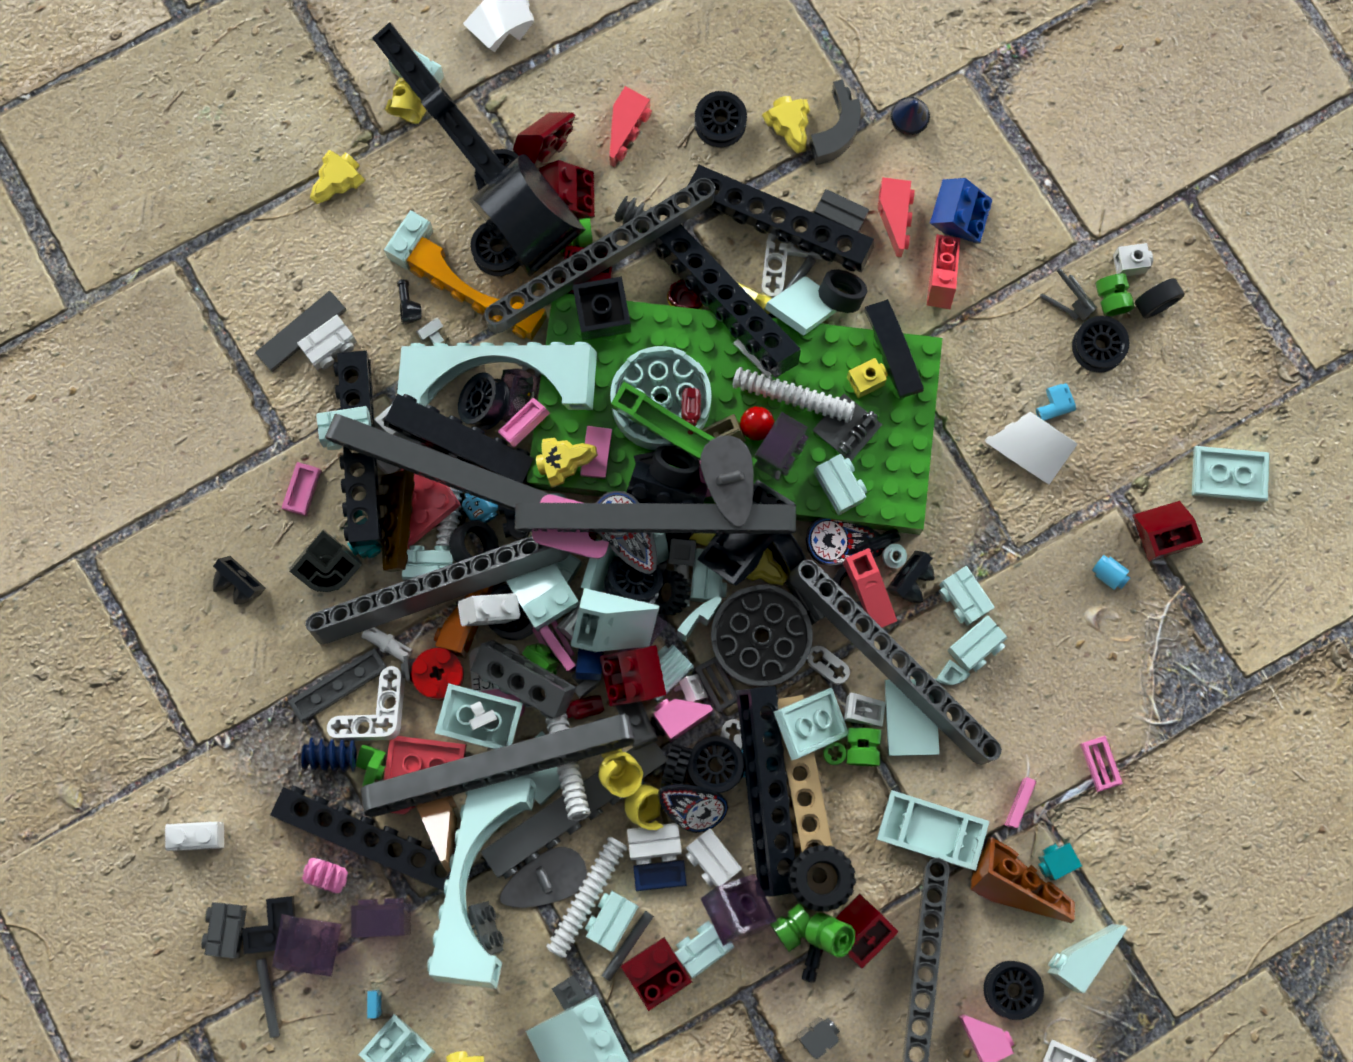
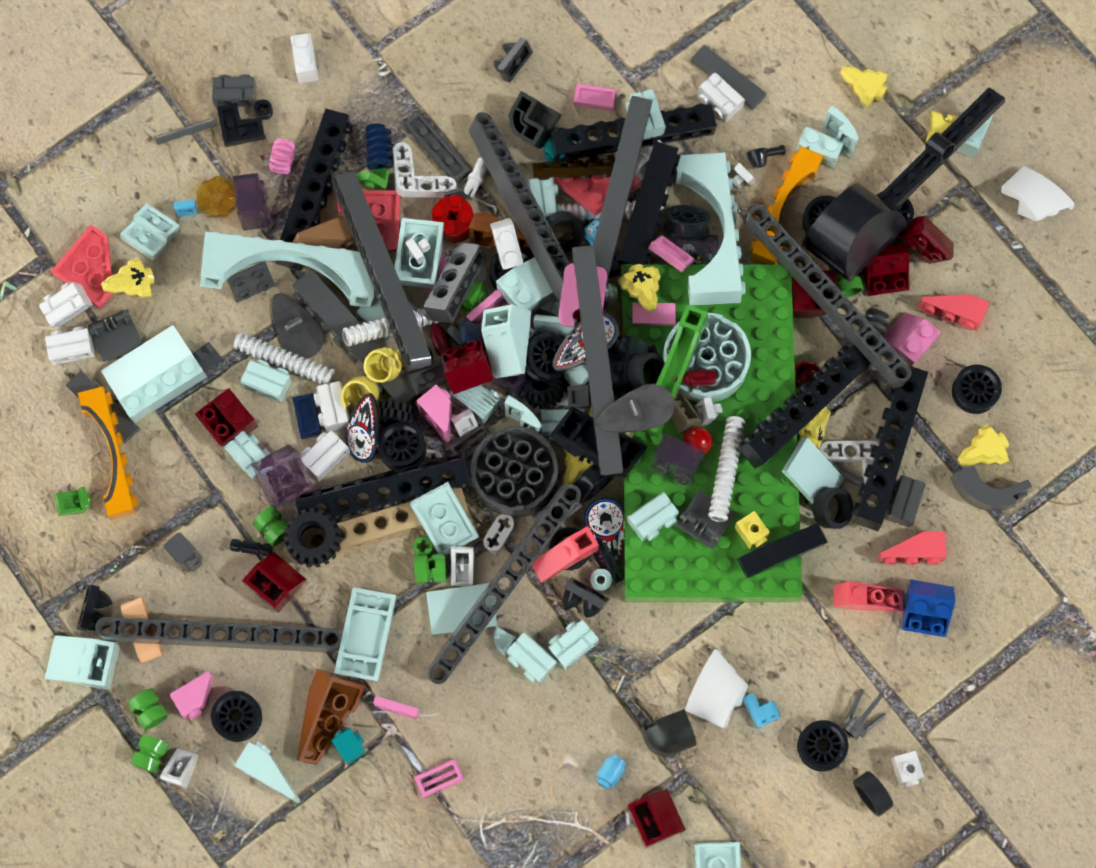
camera: 85 degrees right, 5 degrees down
(246, 893) = (263, 103): none -> black bush
(306, 945) = (226, 149): clear purple brick -> none
(369, 976) = (208, 204): none -> clear yellow plate
(394, 210) = (841, 128): none -> light aqua slope
(602, 308) = (778, 300): black brick -> none
(627, 945) = (249, 397): dark grey bar -> none
(653, 177) = (911, 337): none -> bright pink slope
(722, 406) = (707, 410): none -> white tile
(830, 934) = (267, 550): bright green wheel -> none
(910, 116) = (1012, 555): dark blue hat -> none
(1080, 502) = (669, 734): none -> pearl dark grey brick
(1114, 294) = (862, 755): bright green wheel -> none

